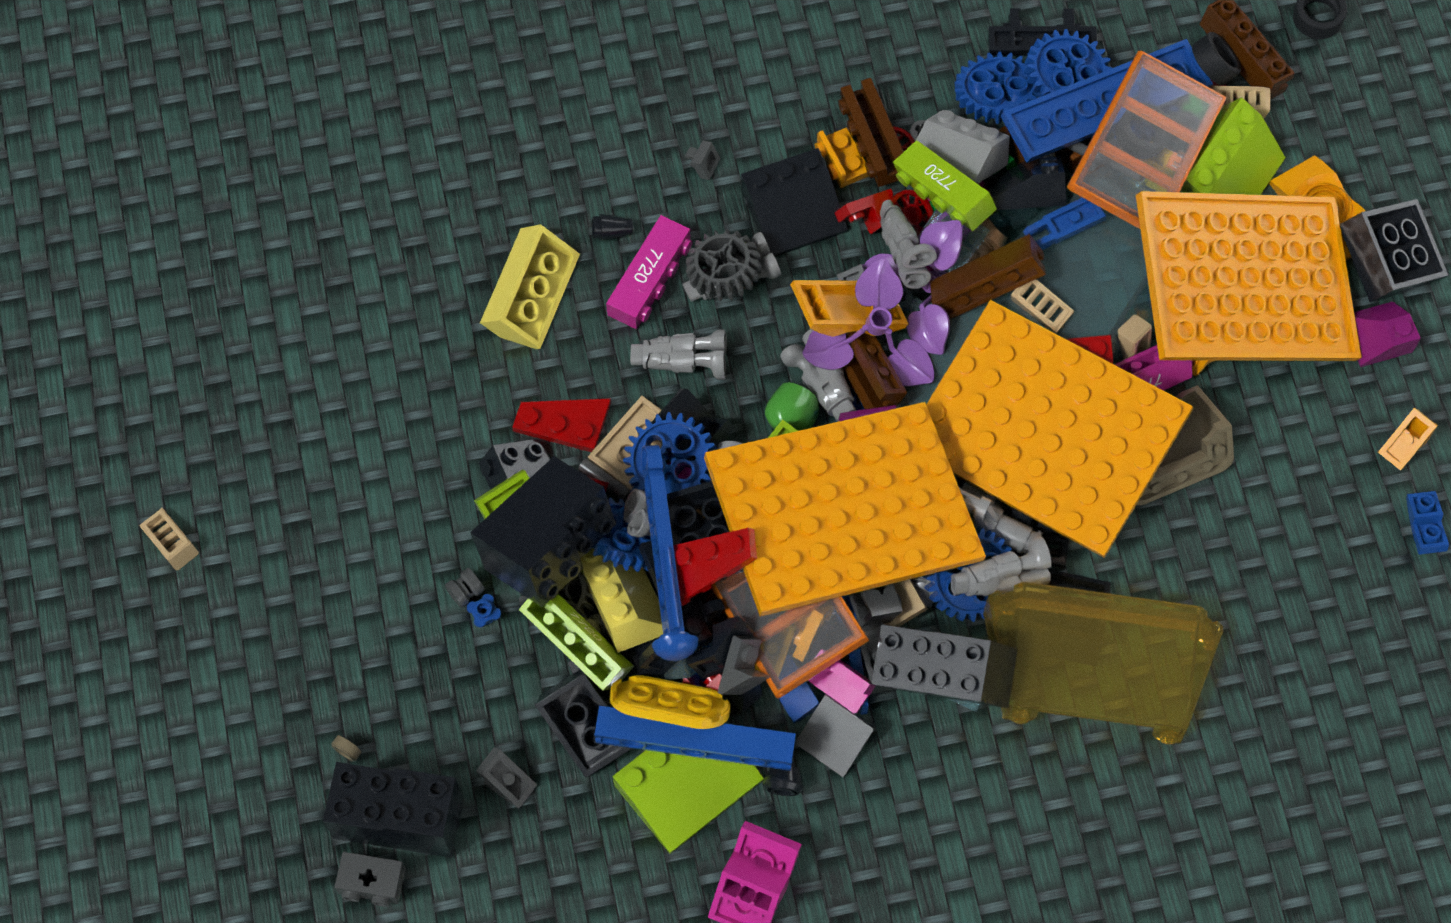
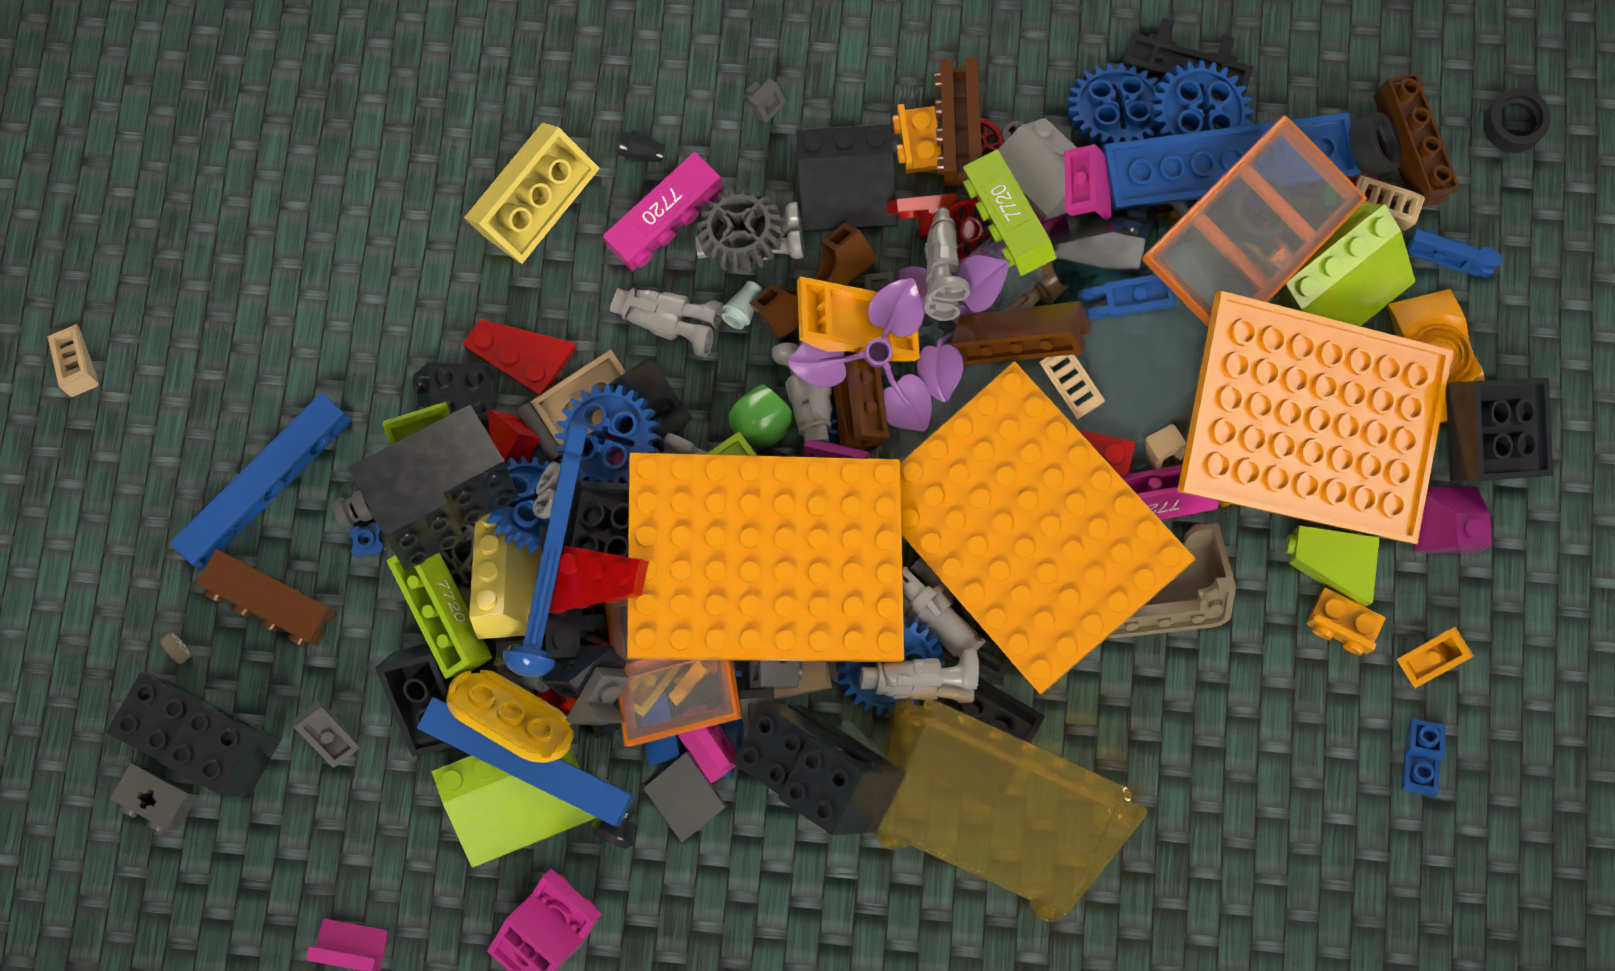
camera: 25 degrees right, 10 degrees up
(375, 588) = (261, 481): none -> blue piece
(413, 683) = (266, 598): none -> reddish brown brick
(742, 329) = (738, 310): none -> light aqua cone
(779, 320) = (843, 258): none -> reddish brown arch
(999, 144) = (1087, 182): none -> dark pink panel
(1302, 389) = (1336, 560): none -> lime slope
(1308, 127) = (1453, 253): none -> blue hinge
(1326, 435) = (1345, 621): none -> light orange bracket

